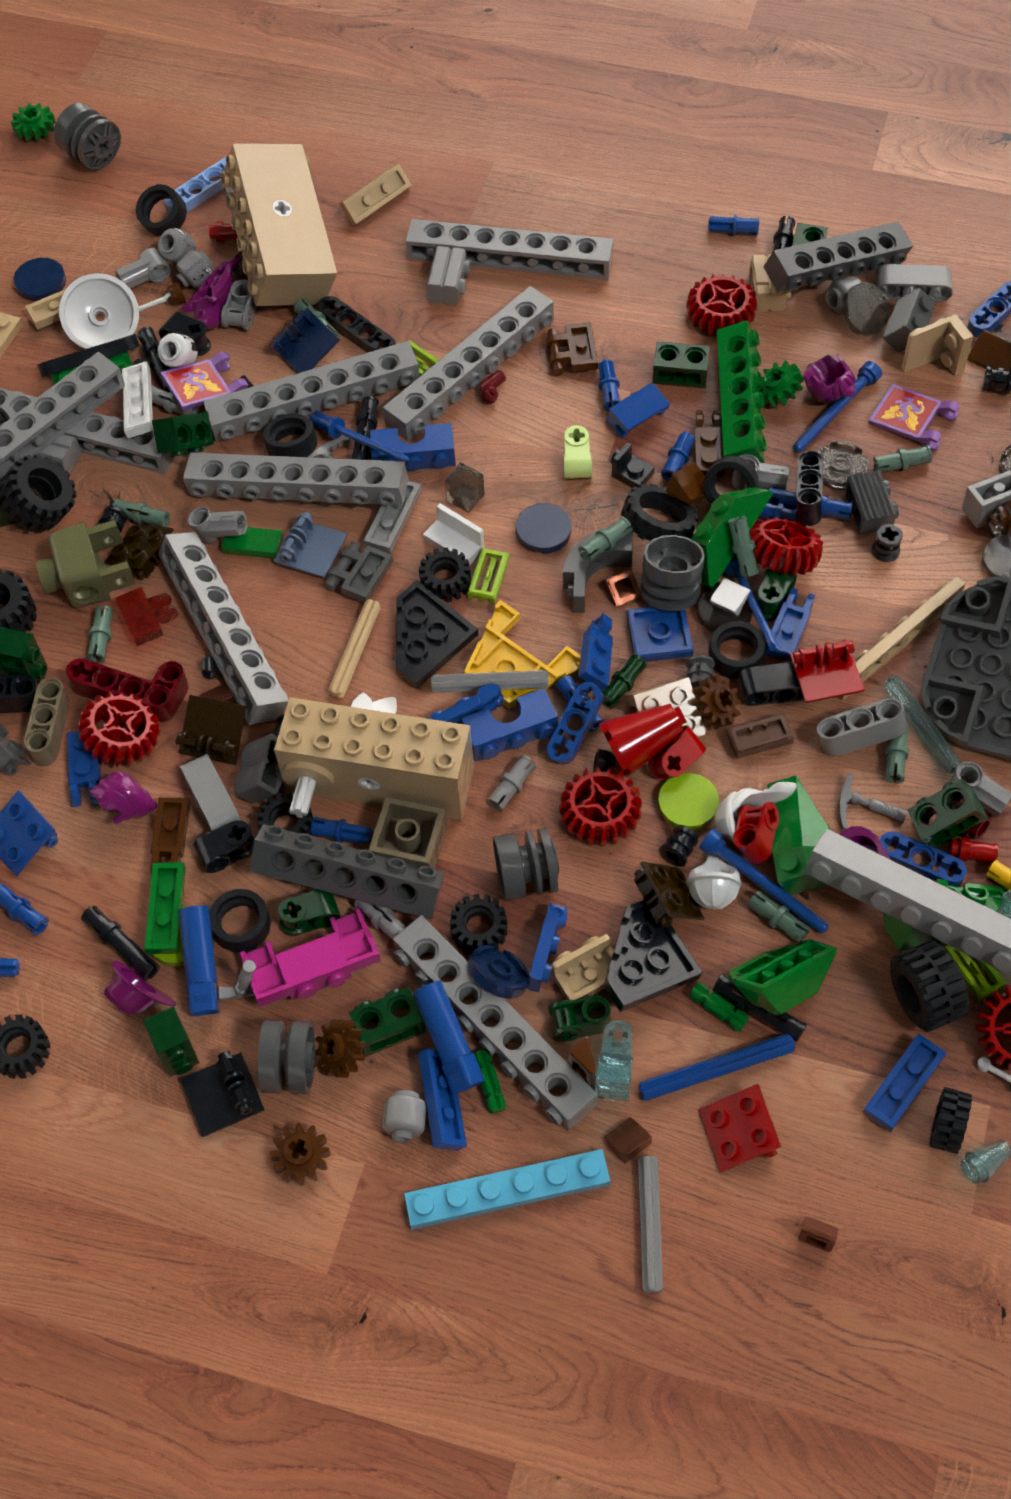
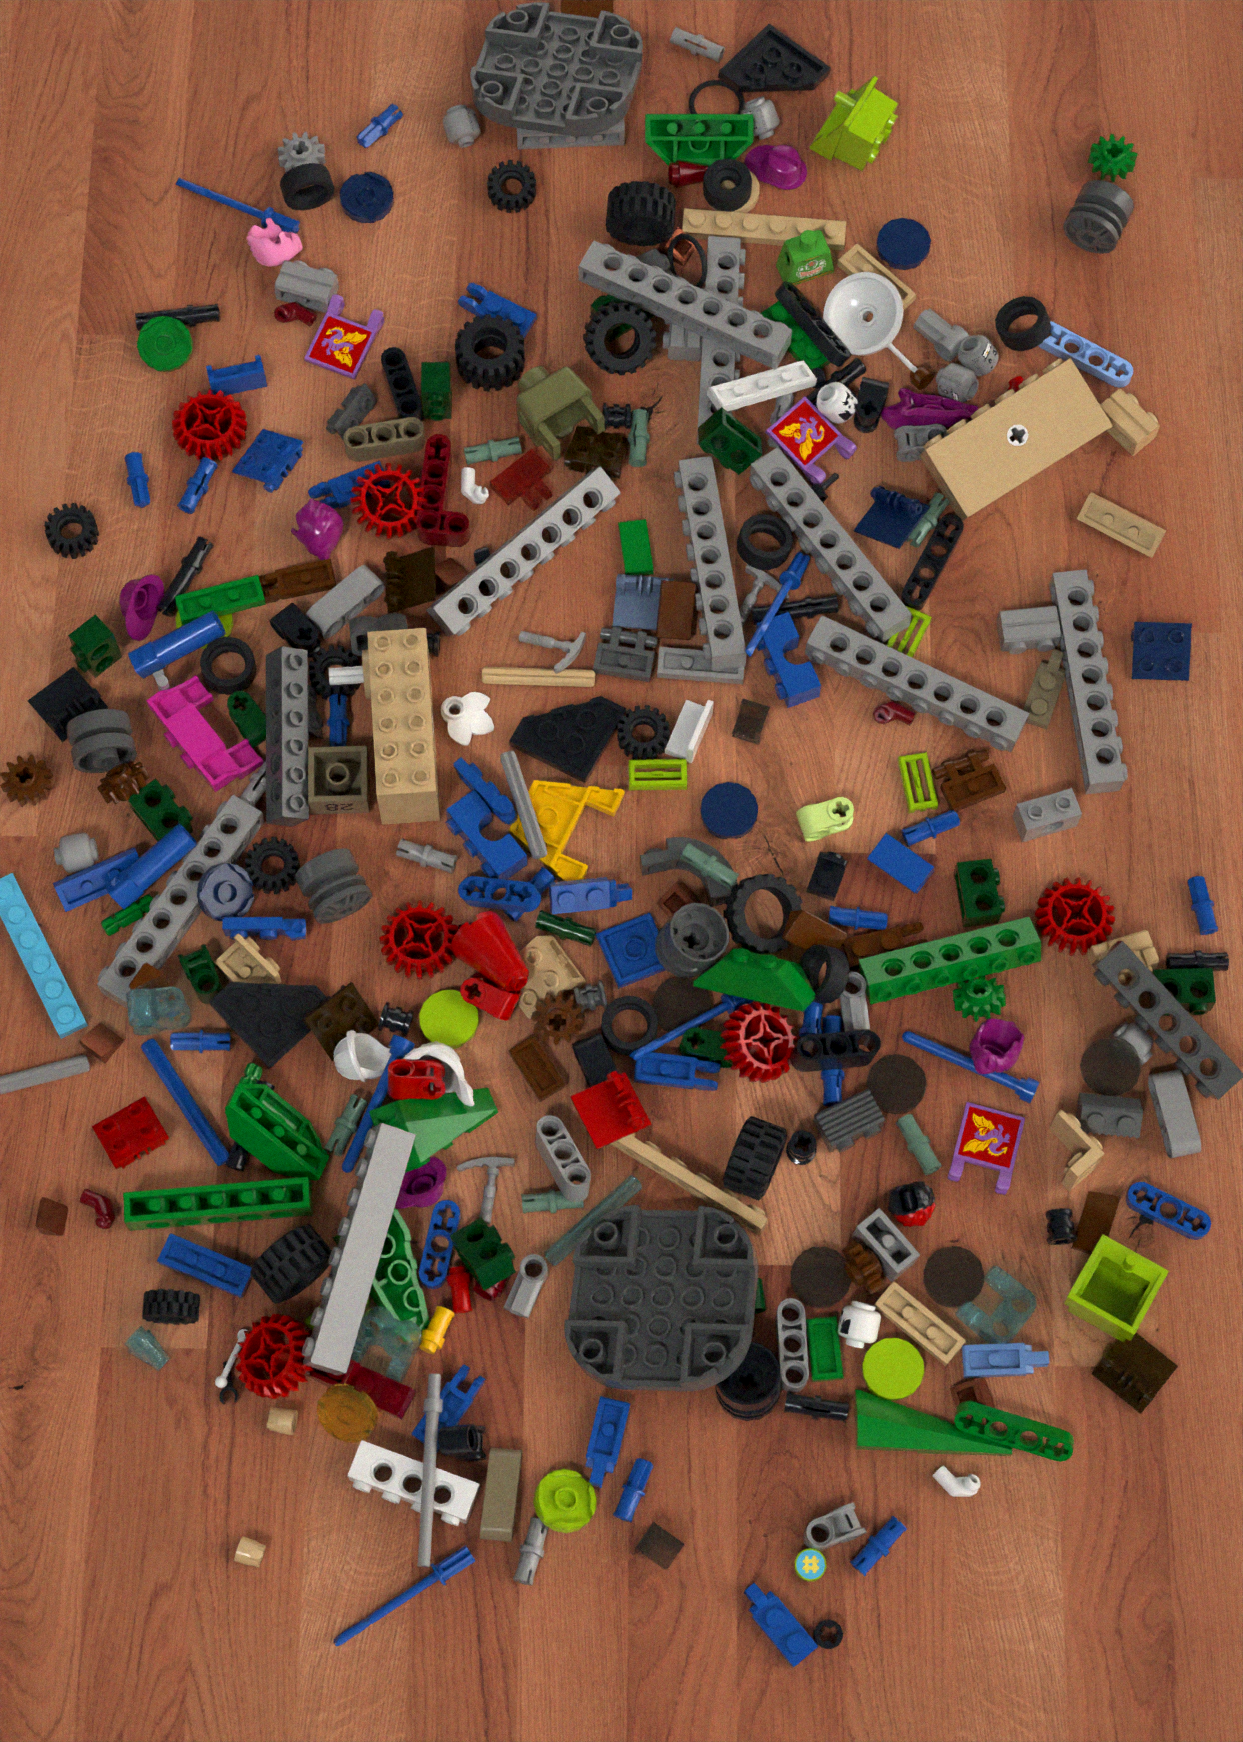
camera: 70 degrees right, 10 degrees up
(19, 332) = (805, 258): none -> bright green torso
(134, 662) = (470, 489): none -> white arm
(213, 525) = (637, 508): light grey piece -> none
(334, 515) = (675, 610): none -> reddish brown slope
(336, 612) = (571, 649): none -> light grey piece
(498, 196) = (1161, 650): none -> dark blue hinge
(502, 279) = (1045, 691): none -> dark tan hinge
(561, 390) = (921, 805): none -> lime tile
(624, 301) = (1047, 815): none -> light grey brick
(654, 1035) = (200, 1041): none -> blue axle
(730, 596) = (682, 1003): white slope -> none
(743, 546) = (735, 998): sand green pin -> none
(816, 1175) = (103, 1208): none -> dark red arm
(844, 1052) = (218, 1204): none -> green brick
(899, 569) = (754, 1158): none -> black tyre
(959, 471) = (912, 1203): none -> black piece

